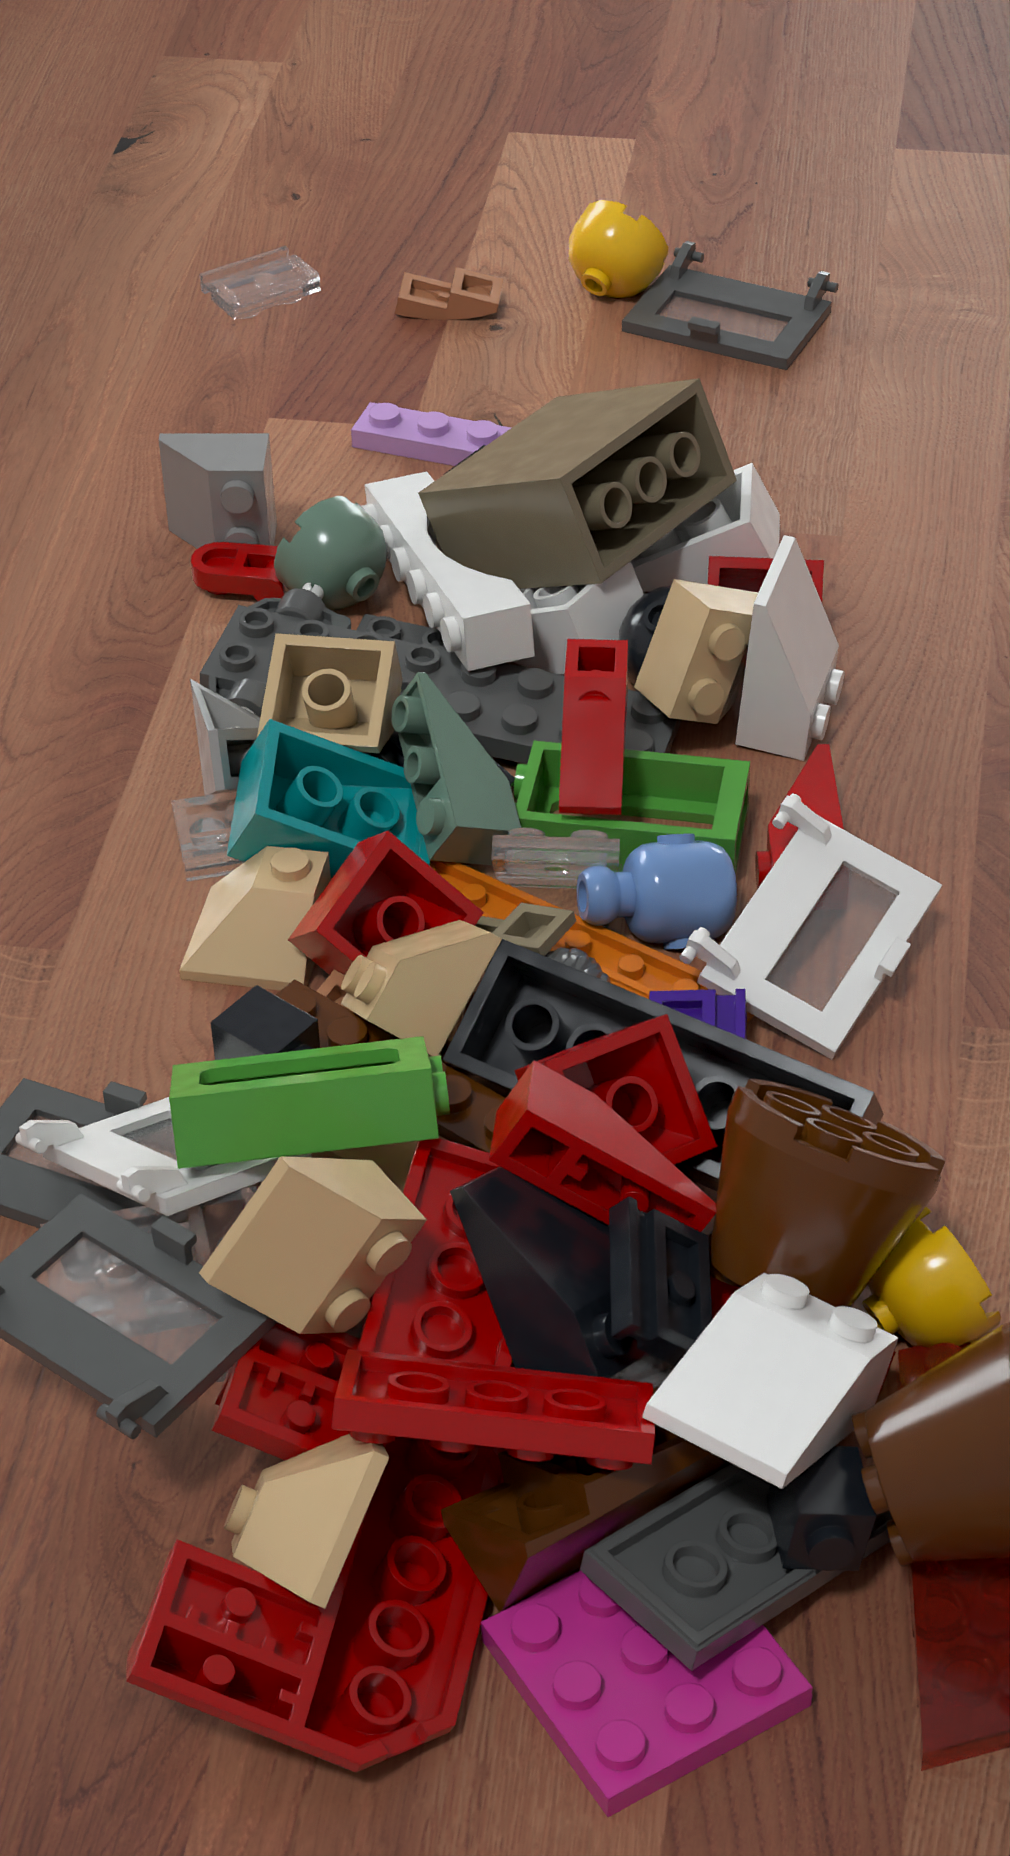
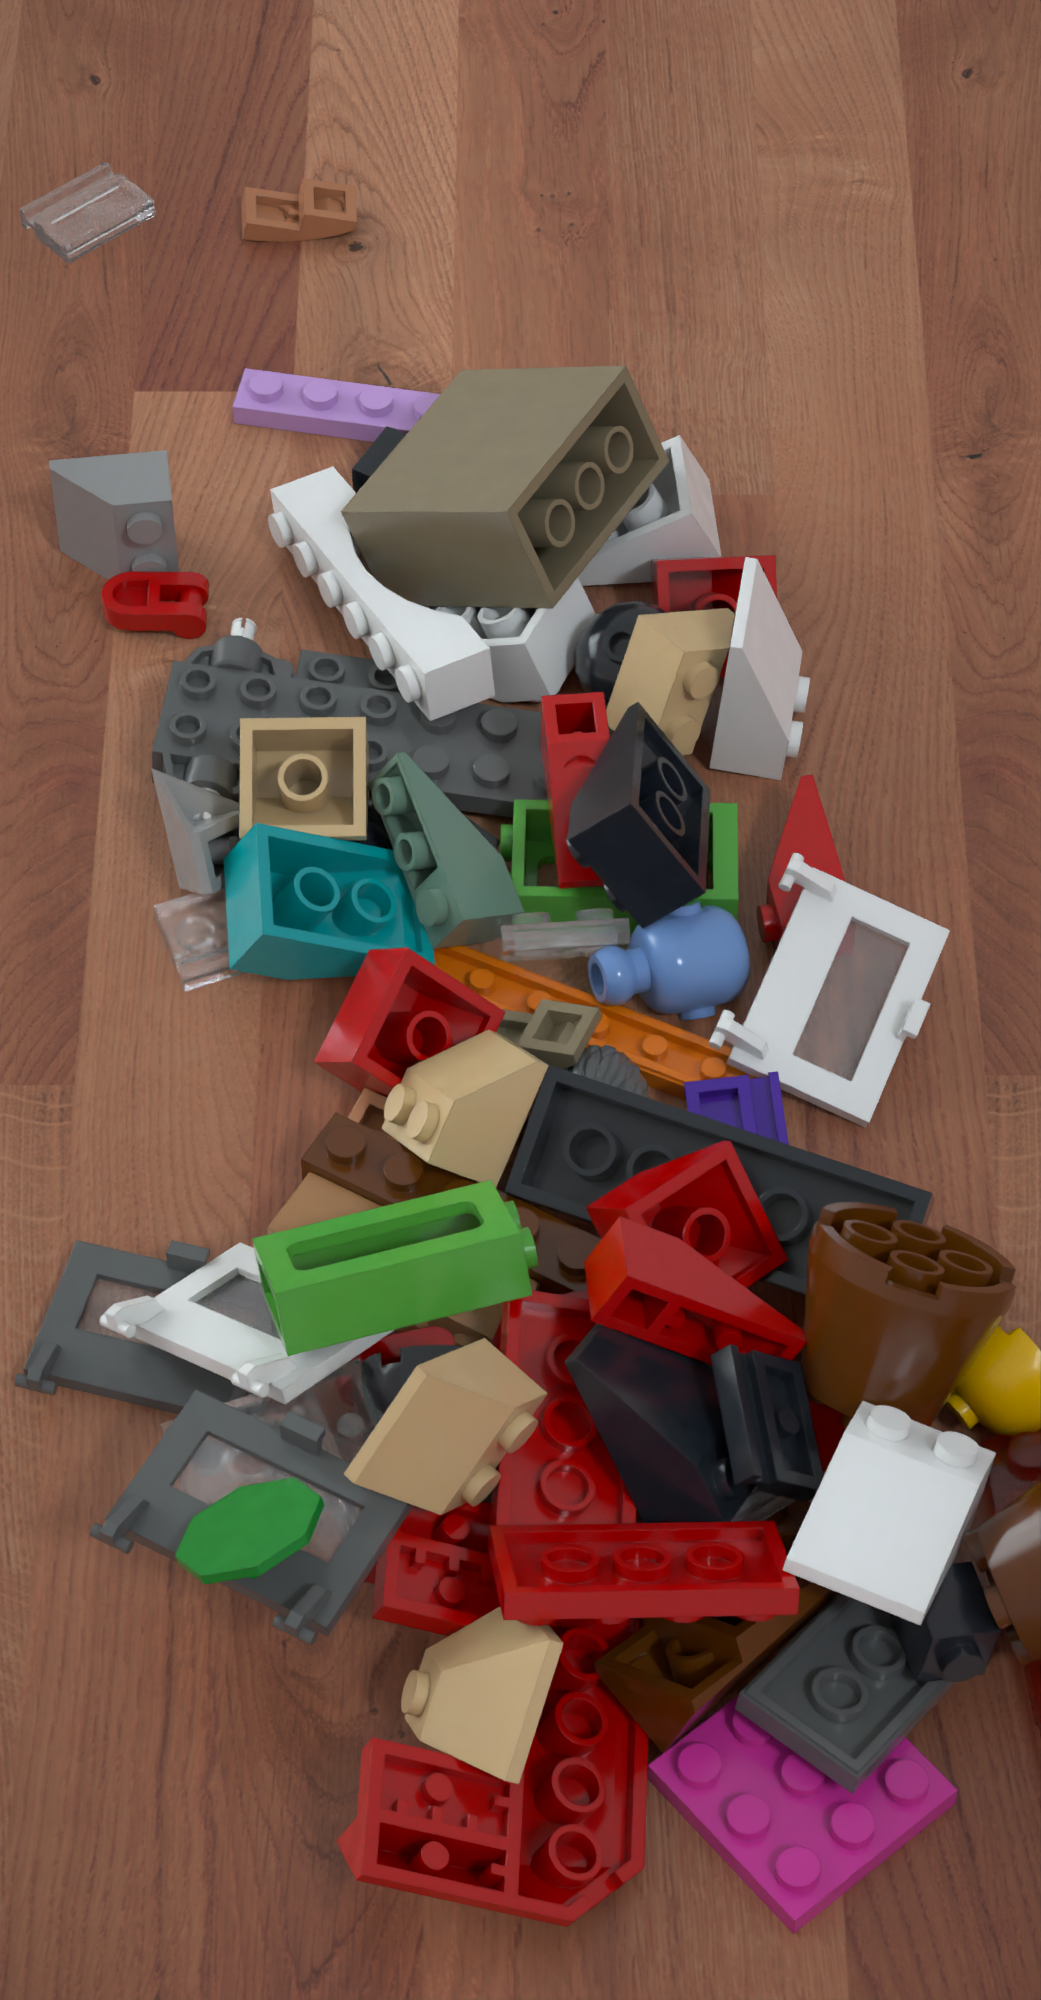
camera: 10 degrees left, 10 degrees up
(91, 1319) = (249, 1531): none -> green piece
(250, 918) = (269, 1034): tan slope -> none
(262, 1025) = (326, 1185): black brick -> none
(335, 549) = (262, 585): sand green cylinder -> none
(614, 251) = (473, 147): yellow cylinder -> none
(645, 753) = (642, 821): none -> black slope
(729, 314) = (606, 210): dark grey piece -> none

